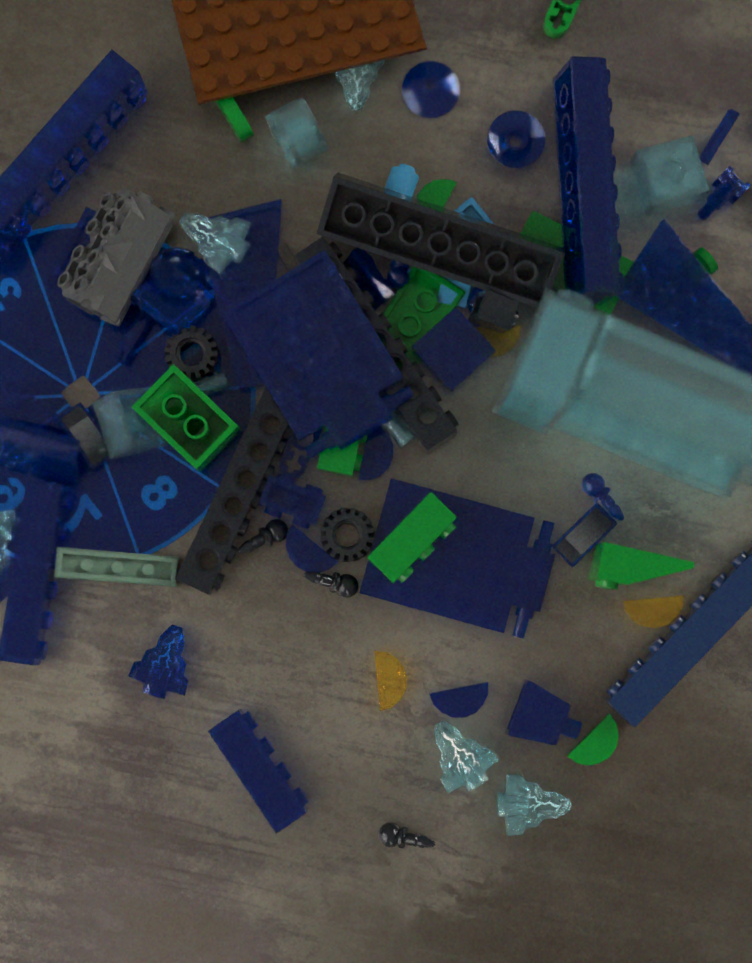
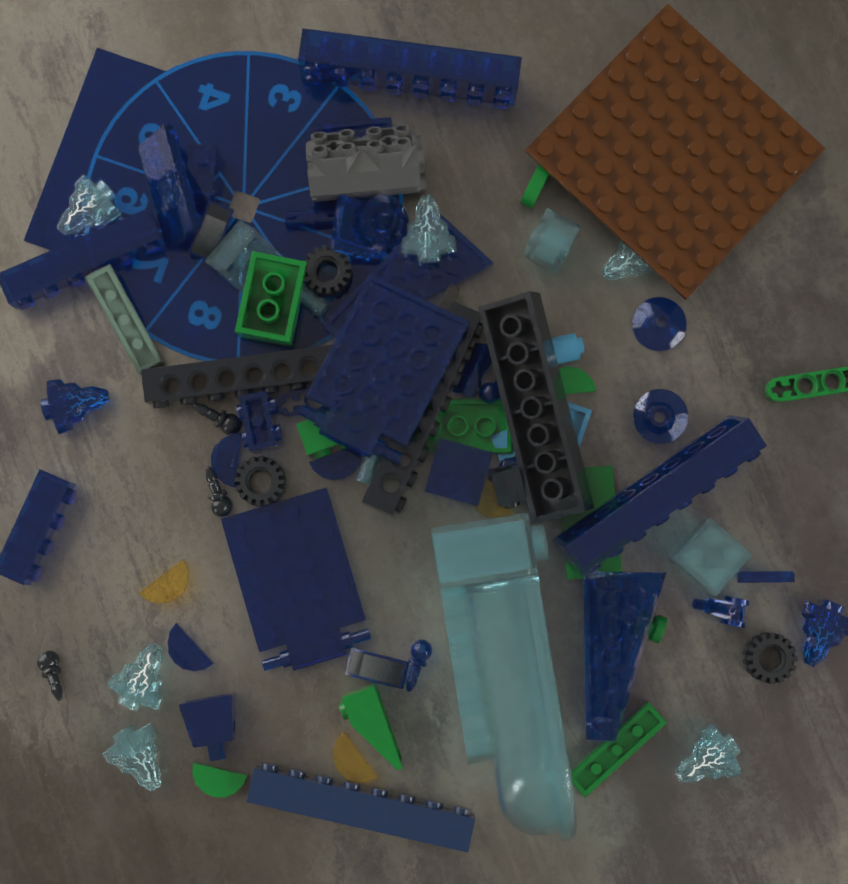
camera: 60 degrees right, 0 degrees up
(413, 539) = (285, 534): green brick -> none

